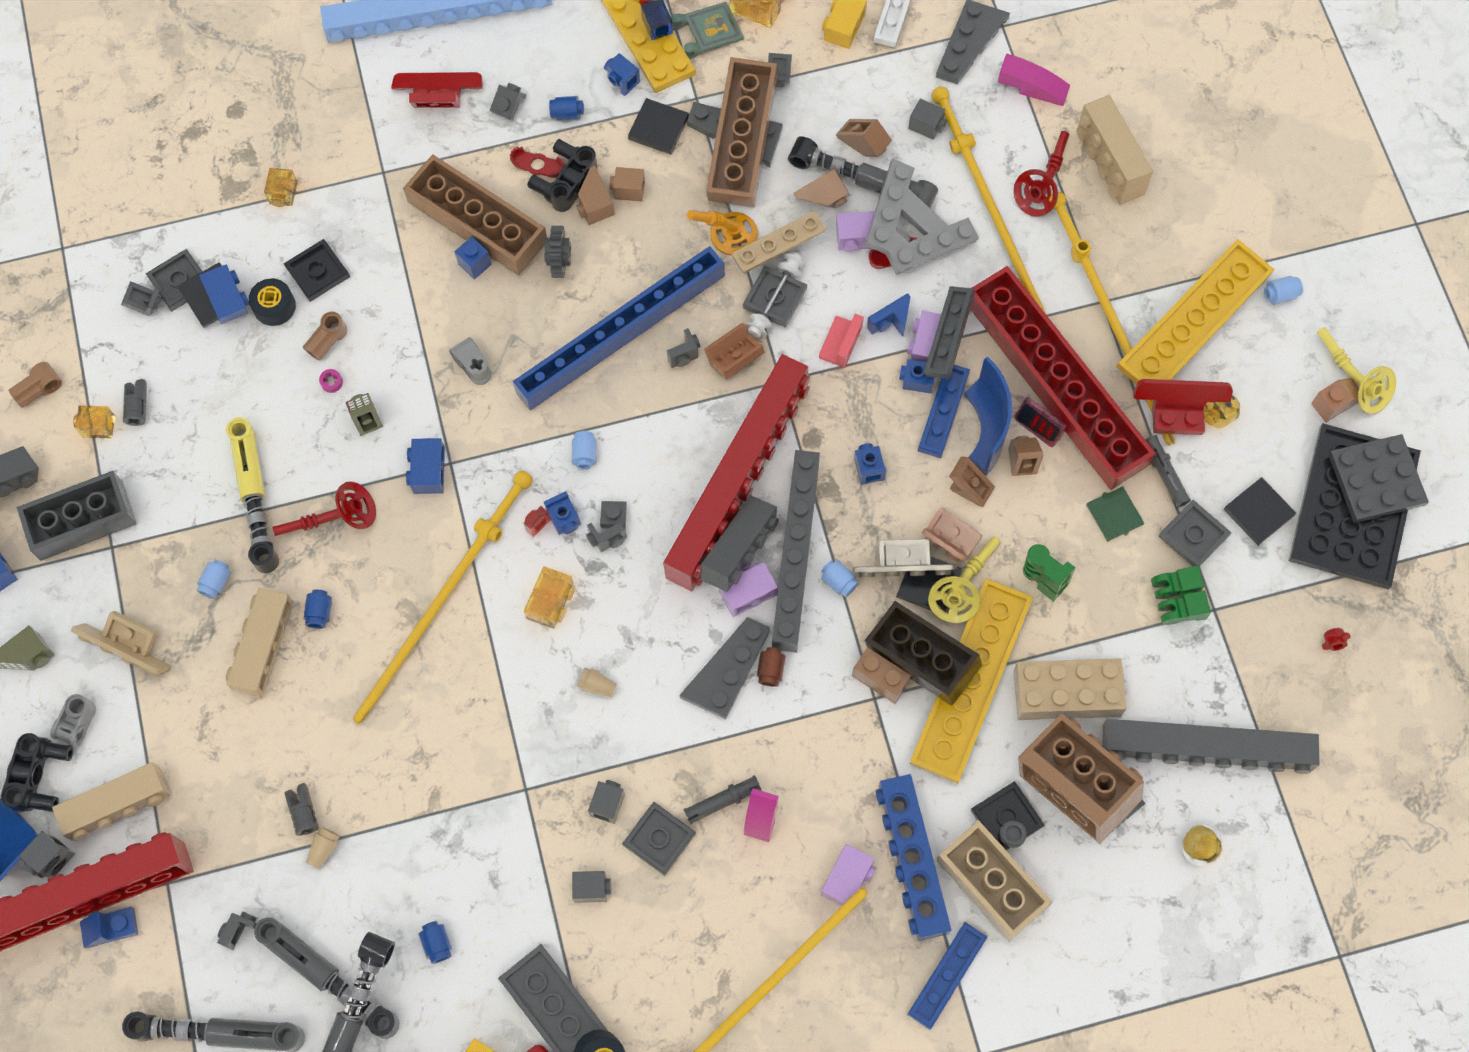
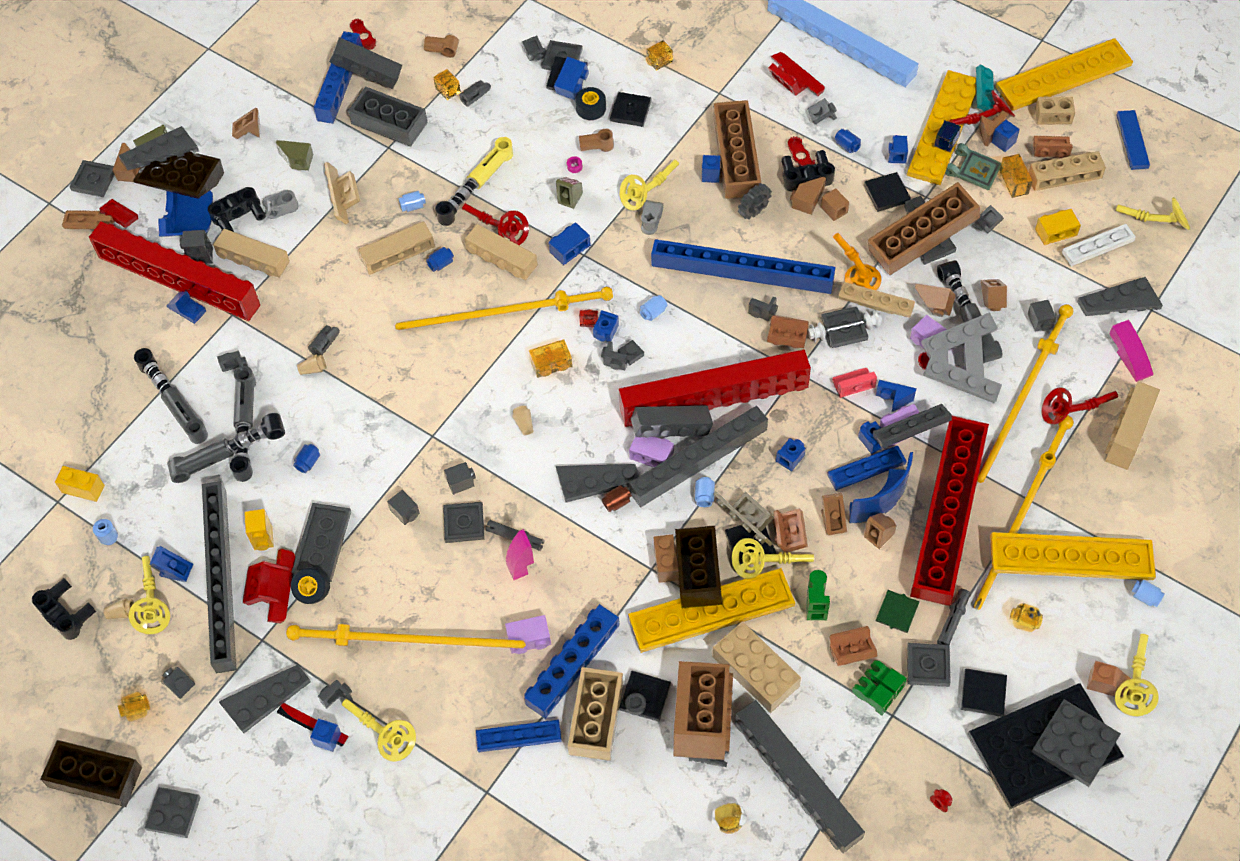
camera: 50 degrees right, 10 degrees down
(371, 541) = (501, 252): none -> tan brick
(433, 344) = (637, 192): none -> light yellow dish
(1040, 422) = (912, 524): slope -> none
(1121, 585) = (852, 646): none -> nougat bracket
(1180, 403) = (1003, 587): red plate -> none

